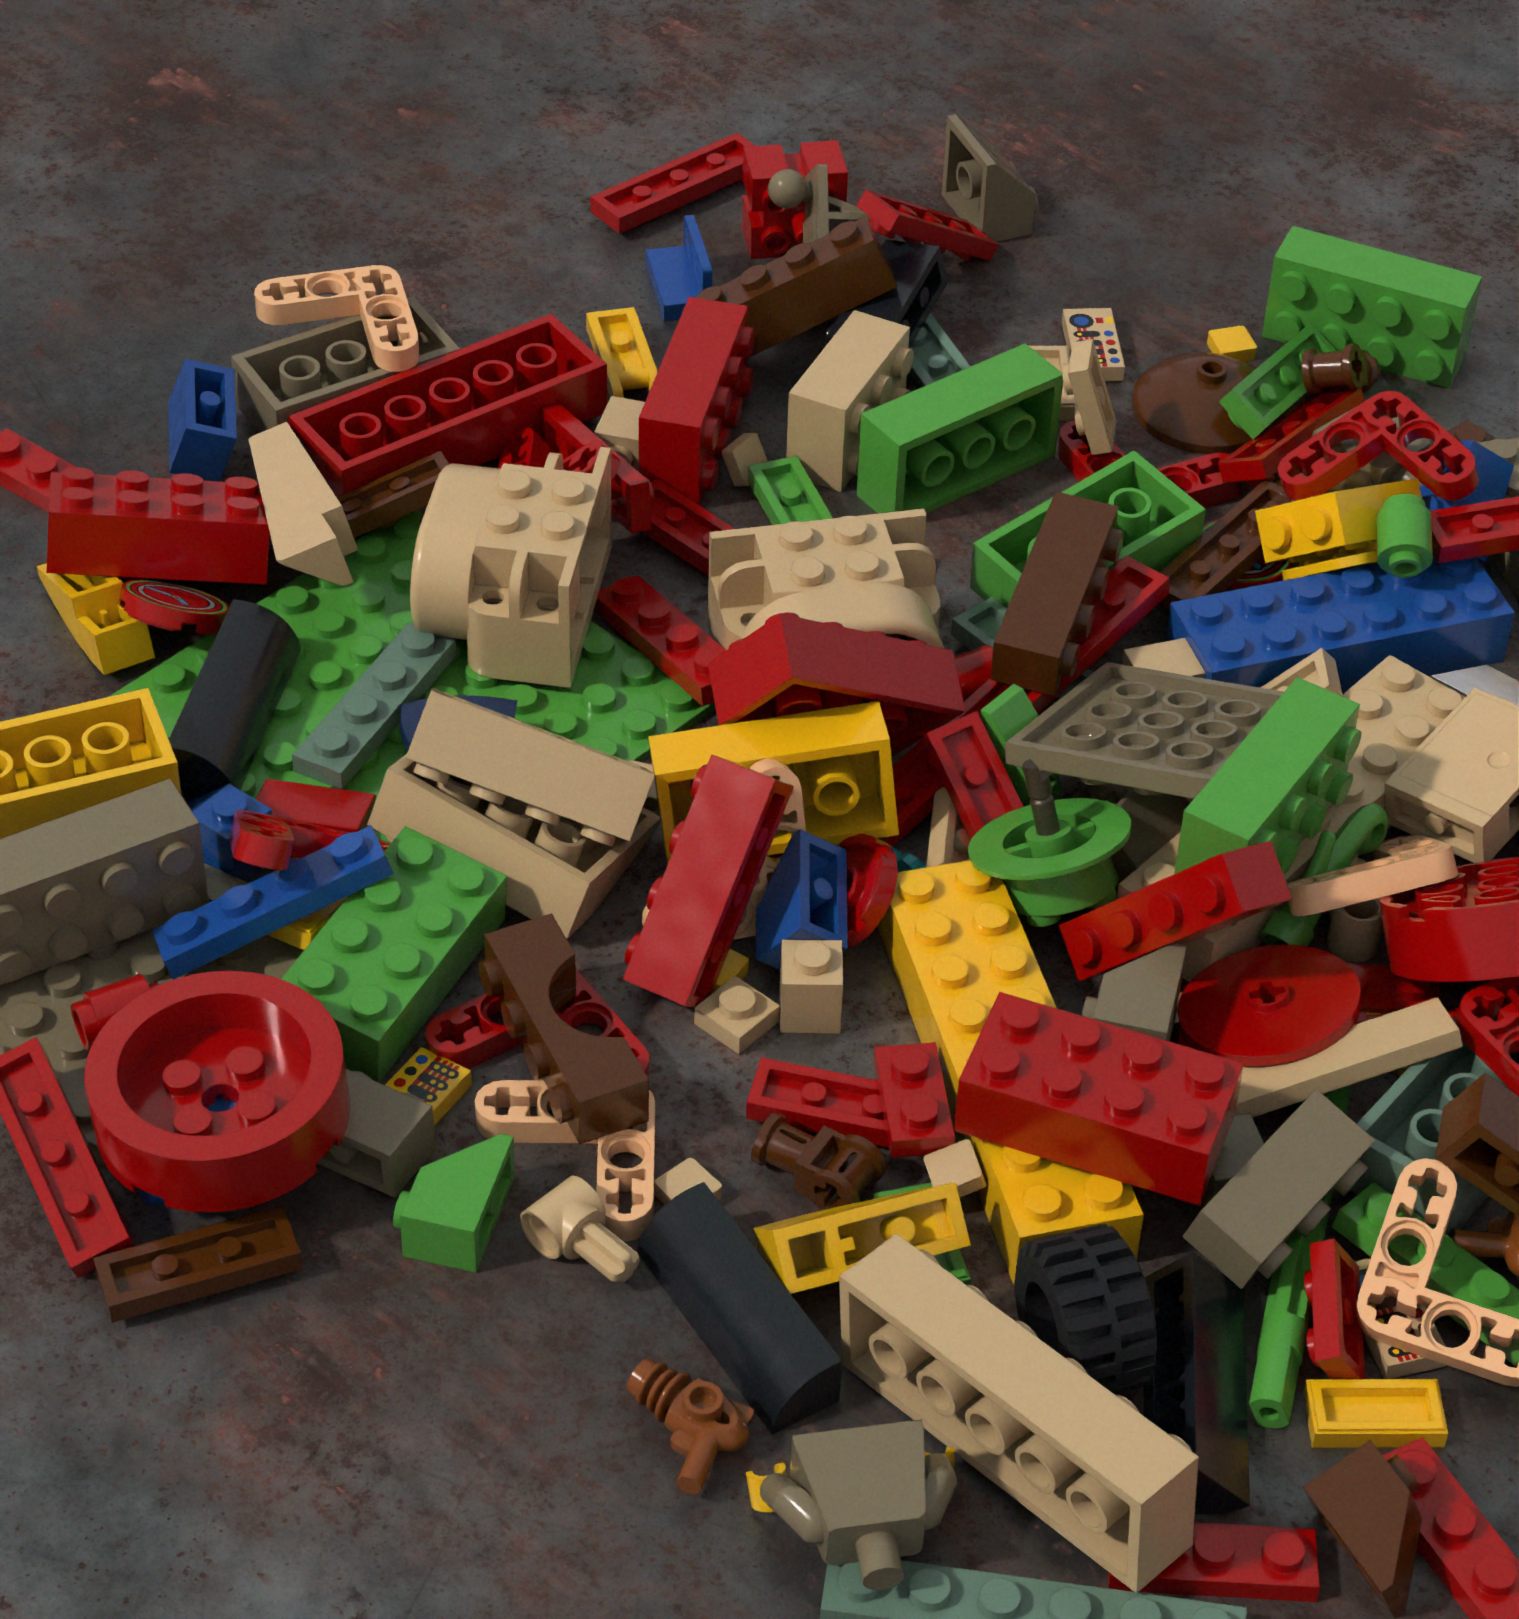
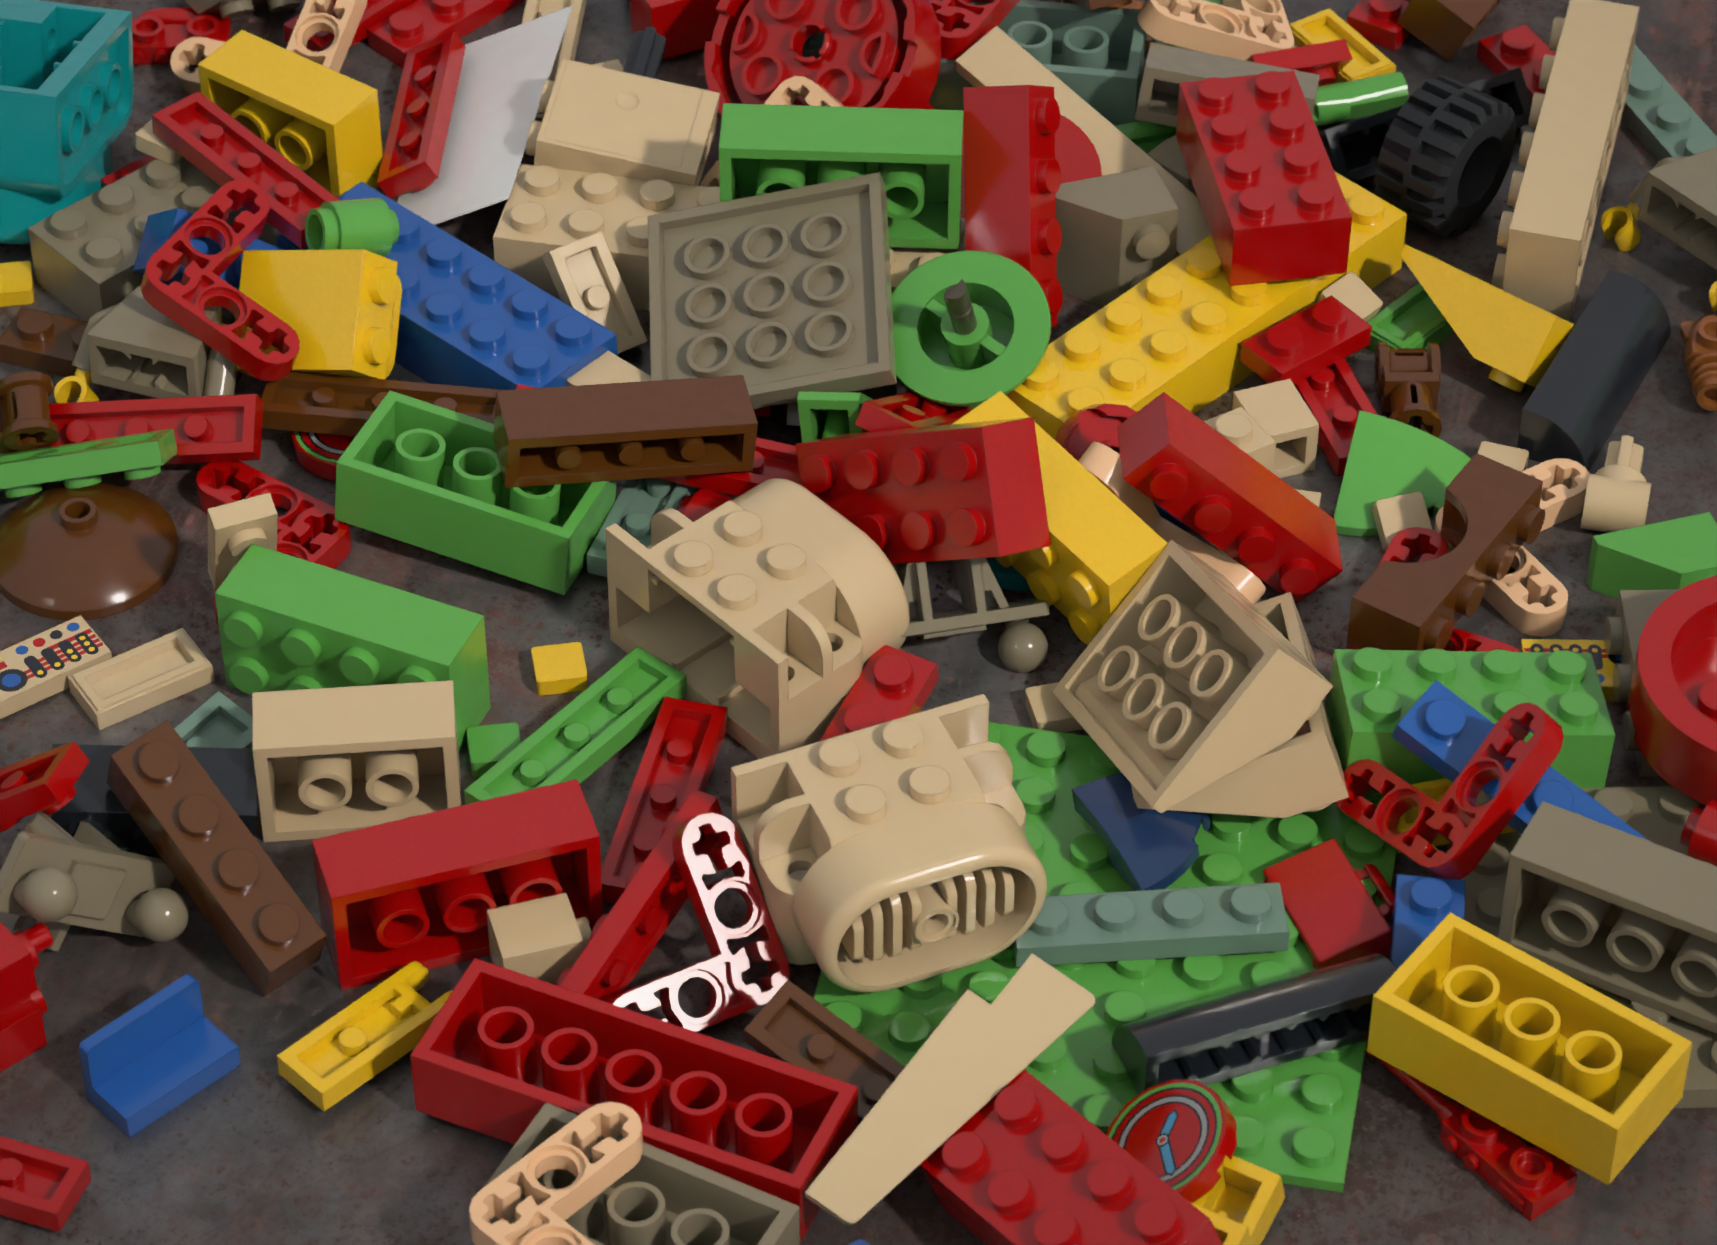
camera: 120 degrees left, 0 degrees up
(670, 1072) = (1399, 513): none -> tan piece
(715, 1093) = (1389, 462): none -> bright green brick
(835, 1035) = (1287, 420): none -> tan brick
(846, 501) = (490, 744): none -> bright green piece

